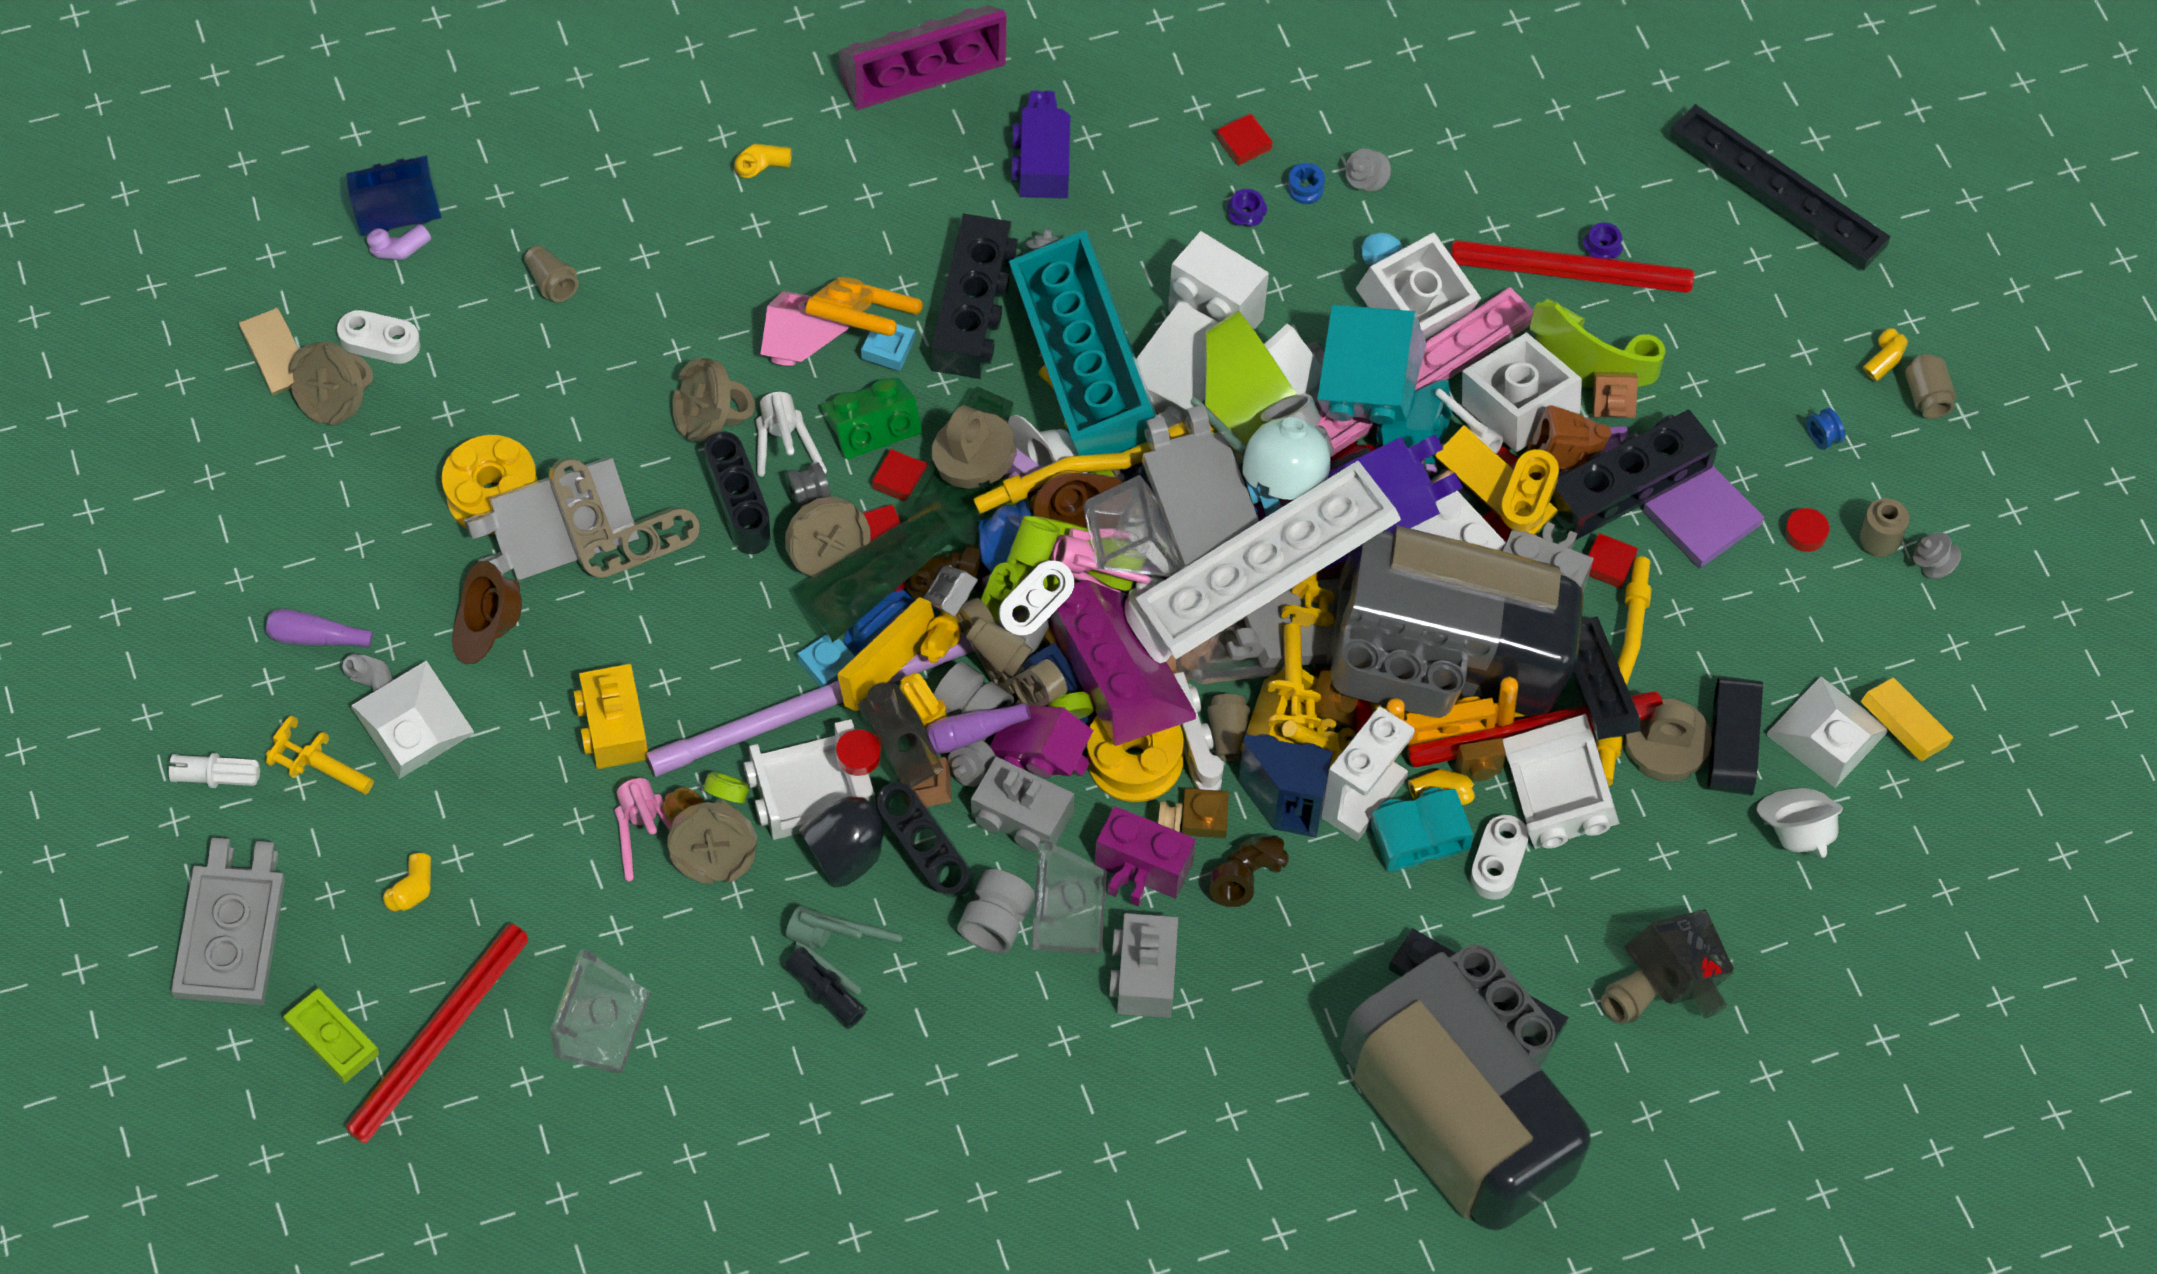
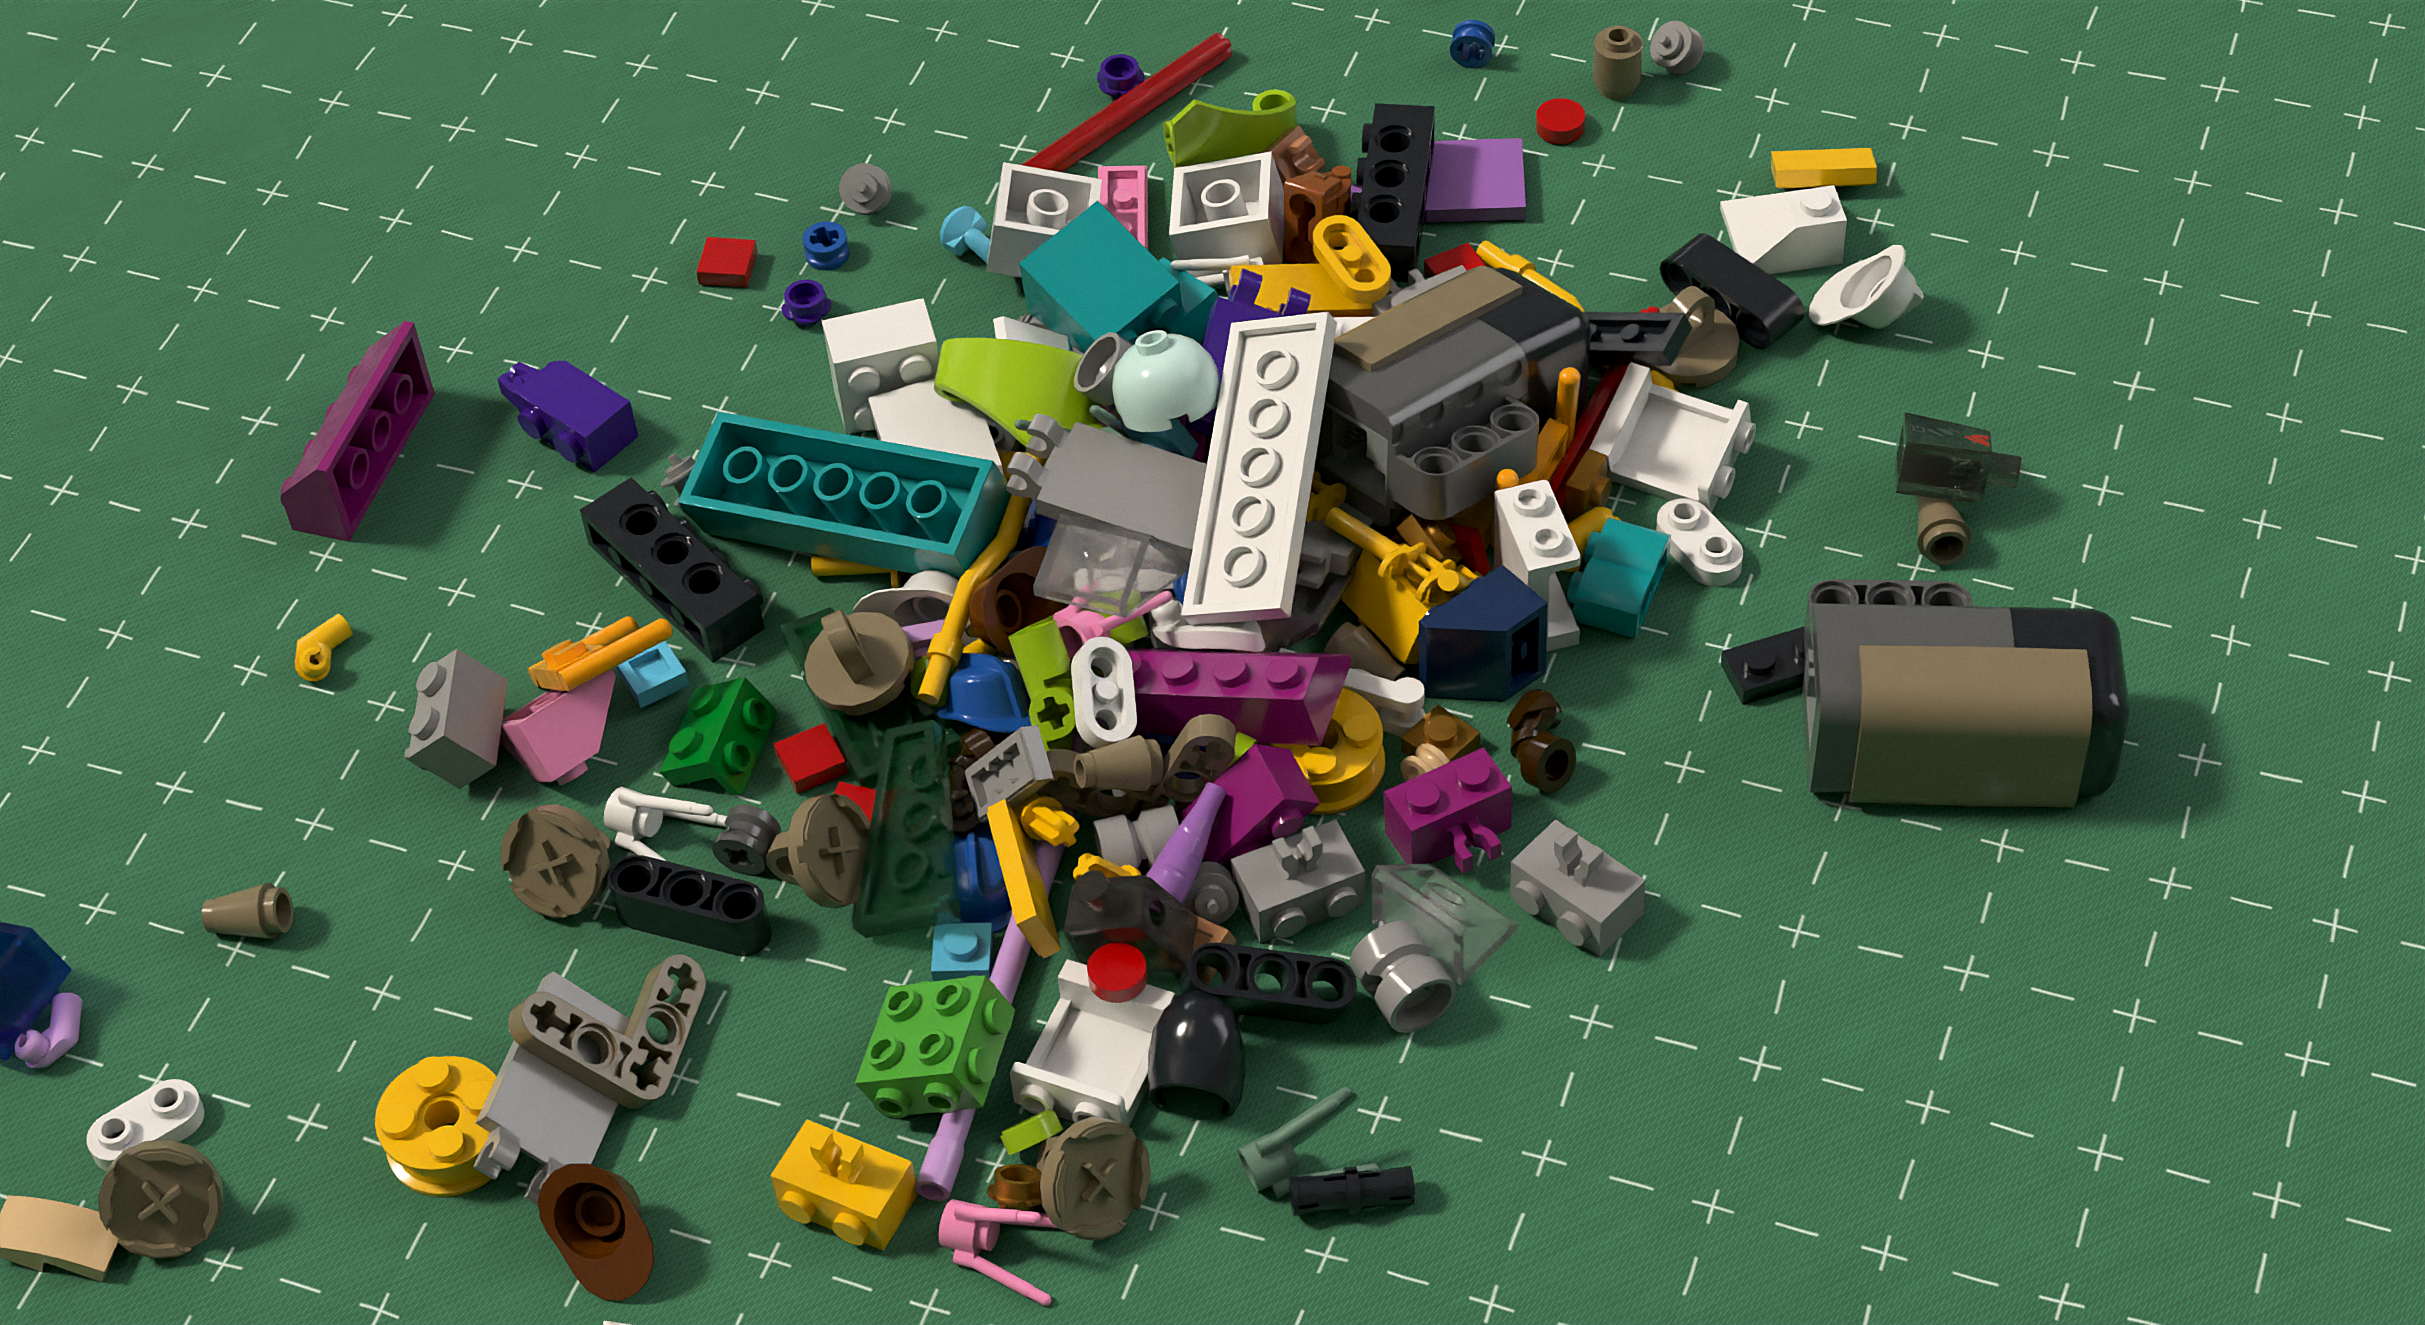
camera: 45 degrees left, 10 degrees down
(736, 694) = (935, 1046): none -> bright green brick
(758, 270) = (457, 719): none -> light grey brick

